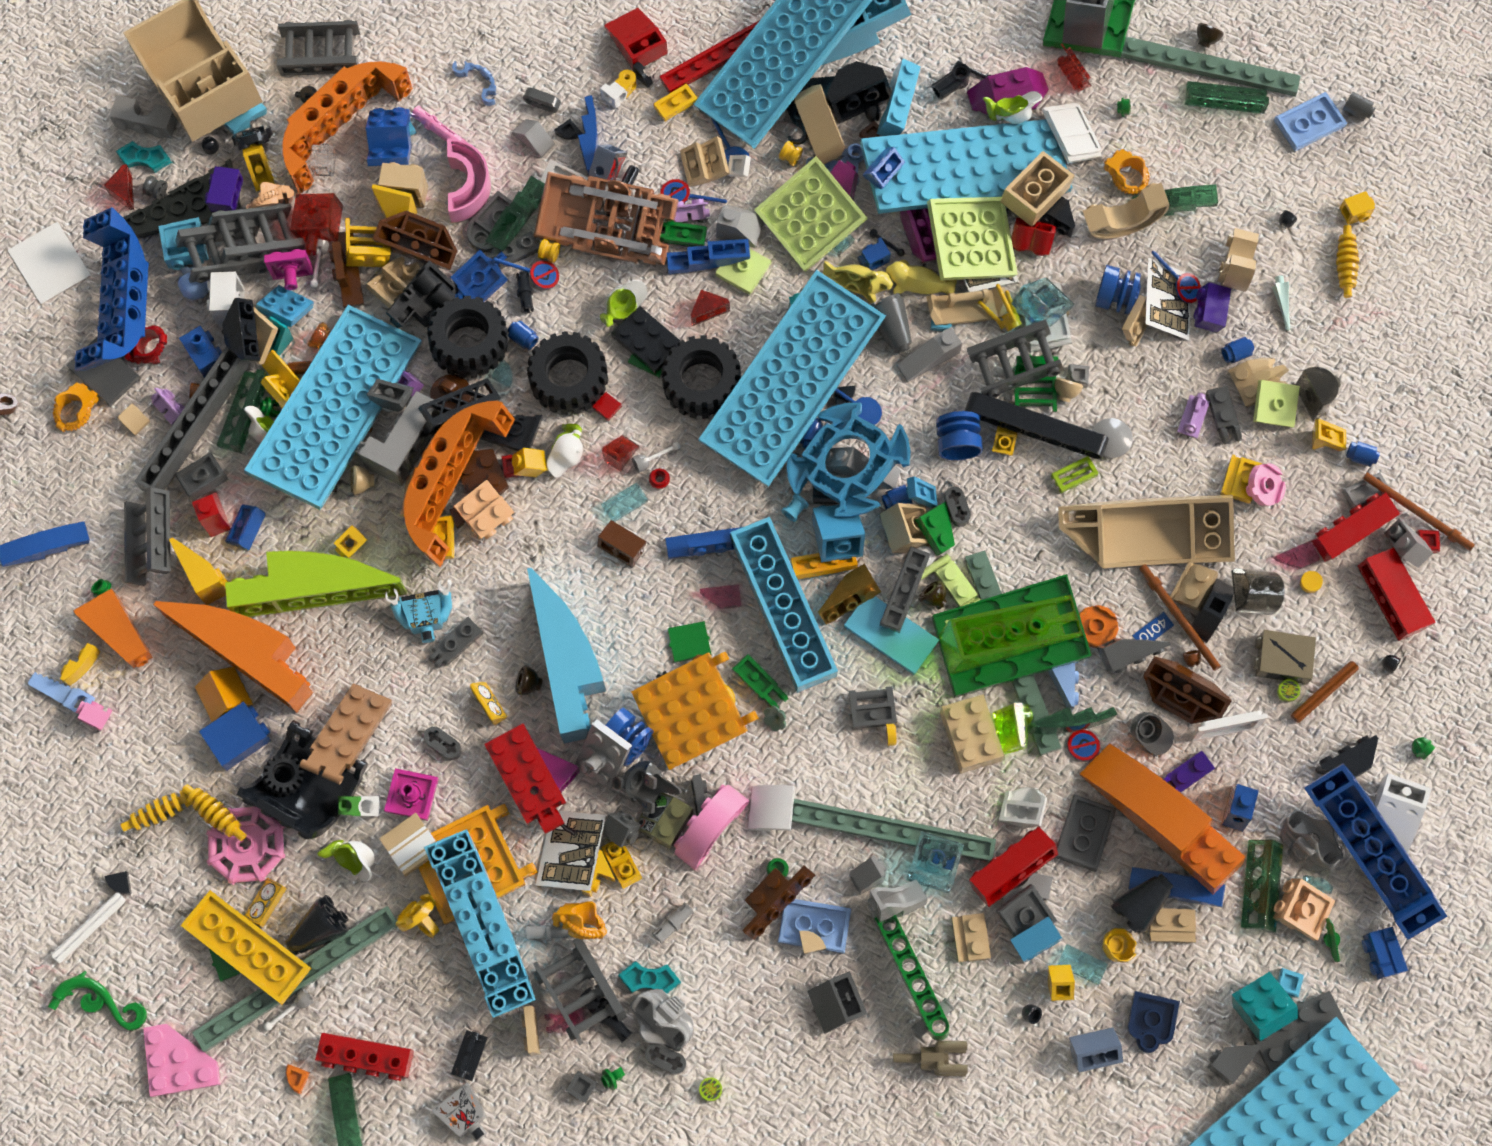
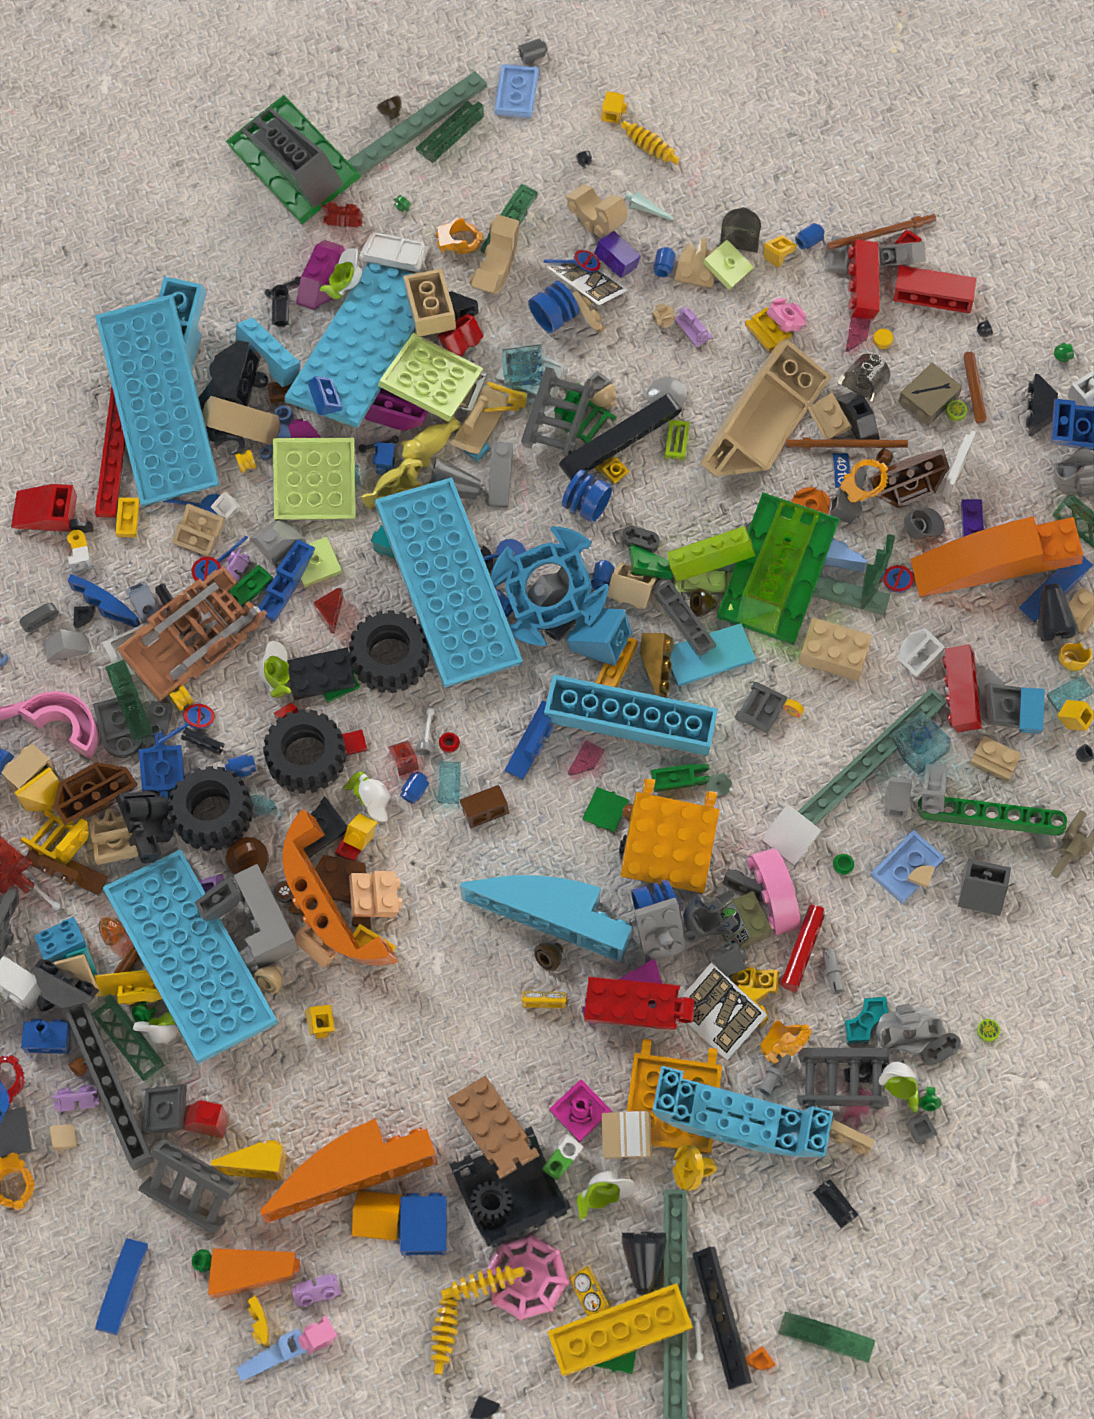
camera: 55 degrees left, 5 degrees down
(125, 684) = (326, 1288): none -> lavender hinge
(245, 526) = (236, 1102): blue slope -> none
(289, 266) = (28, 913): dark pink plate -> none
(308, 581) = (332, 1074): lime slope -> none
(309, 1023) = (722, 1318): none -> black plate
(364, 1055) = (780, 1288): red brick -> none
(423, 611) = (427, 999): medium azure torso -> none
(434, 424) = (277, 853): black fence -> none
(446, 739) = (551, 1053): dark grey beam -> none
(455, 643) = (472, 992): dark grey hinge -> none
(463, 1113) = (881, 1237): light grey torso -> none
(595, 336) = (287, 708): none -> red tile
(599, 478) = (414, 787): none -> blue brick
(607, 1043) = (901, 1083): none -> lime hair
(676, 884) = (803, 948): none -> red brick
(773, 896) = (865, 879): reddish brown bracket -> none
(795, 508) = (553, 656): medium azure bush -> none
(921, 492) = (612, 554): dark azure plate -> none
(978, 570) = (710, 554): none -> lime brick
(1012, 727) = (853, 613): clear neon green slope -> none
(1085, 832) = (968, 622): dark grey tile -> none
(1130, 650) = (850, 486): none -> light orange piece
(1183, 384) = (663, 315): none -> tan gear
(1223, 413) = (707, 306): dark grey hinge -> none
(1240, 805) = (1024, 500): blue torso -> none

